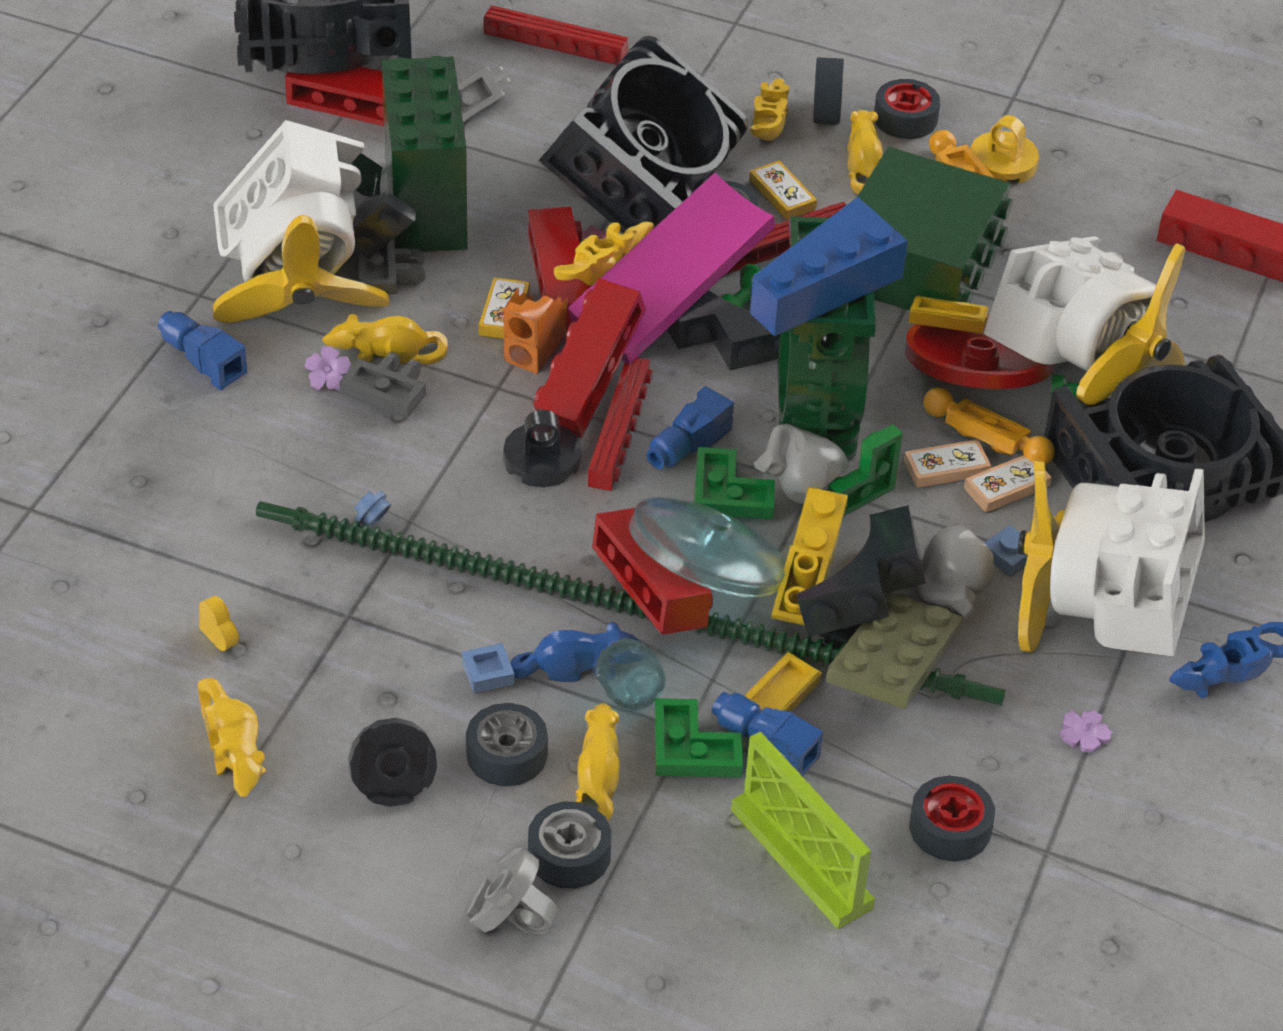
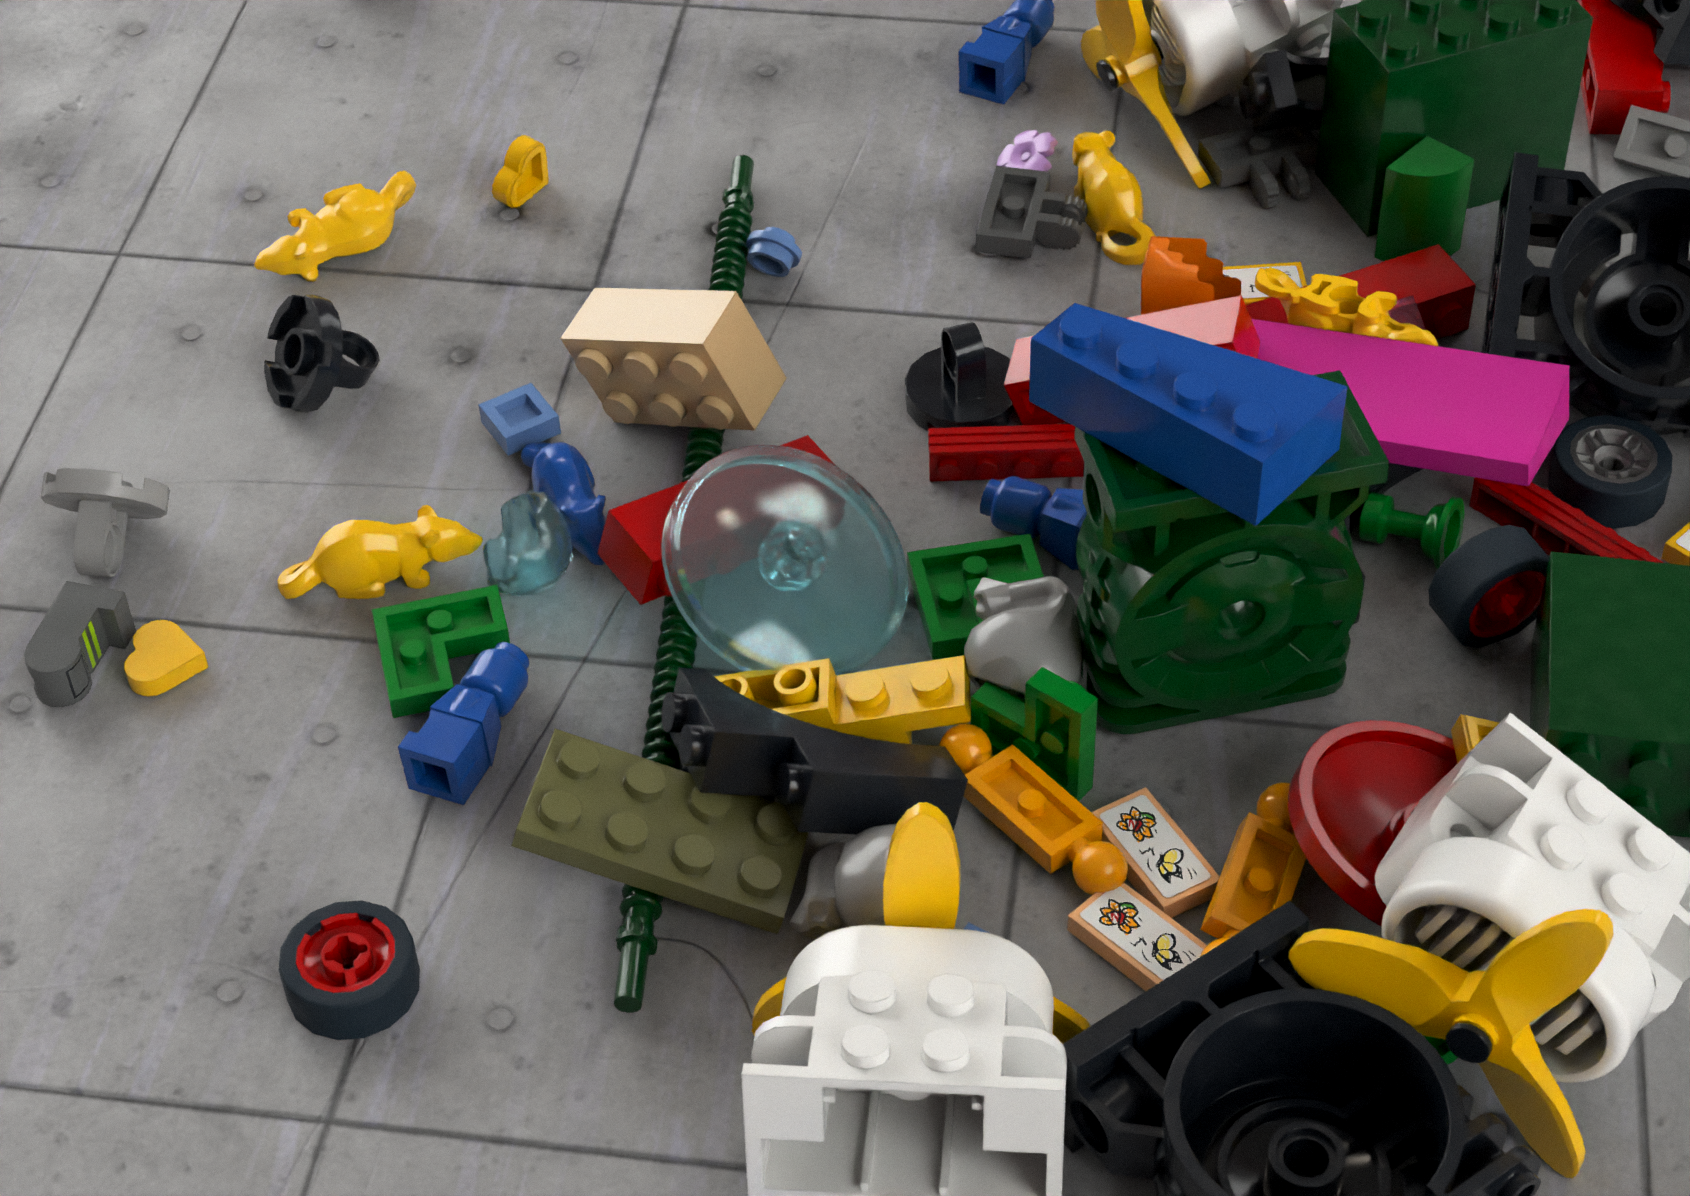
camera: 80 degrees right, 0 degrees up
(487, 204) = (1424, 200): none -> green brick
(511, 555) = (674, 357): none -> tan brick
(524, 738) = (387, 464): black wheel -> none
(573, 863) = (222, 559): wheel -> none
(625, 935) = (74, 640): none -> dark grey leg
(647, 892) = (162, 658): none -> yellow tile
(785, 684) = (543, 709): yellow tile -> none
(804, 834) = (268, 796): lime fence -> none
(922, 493) = (1035, 810): none -> light orange plate
(1085, 731) = (596, 1136): lavender plant -> none

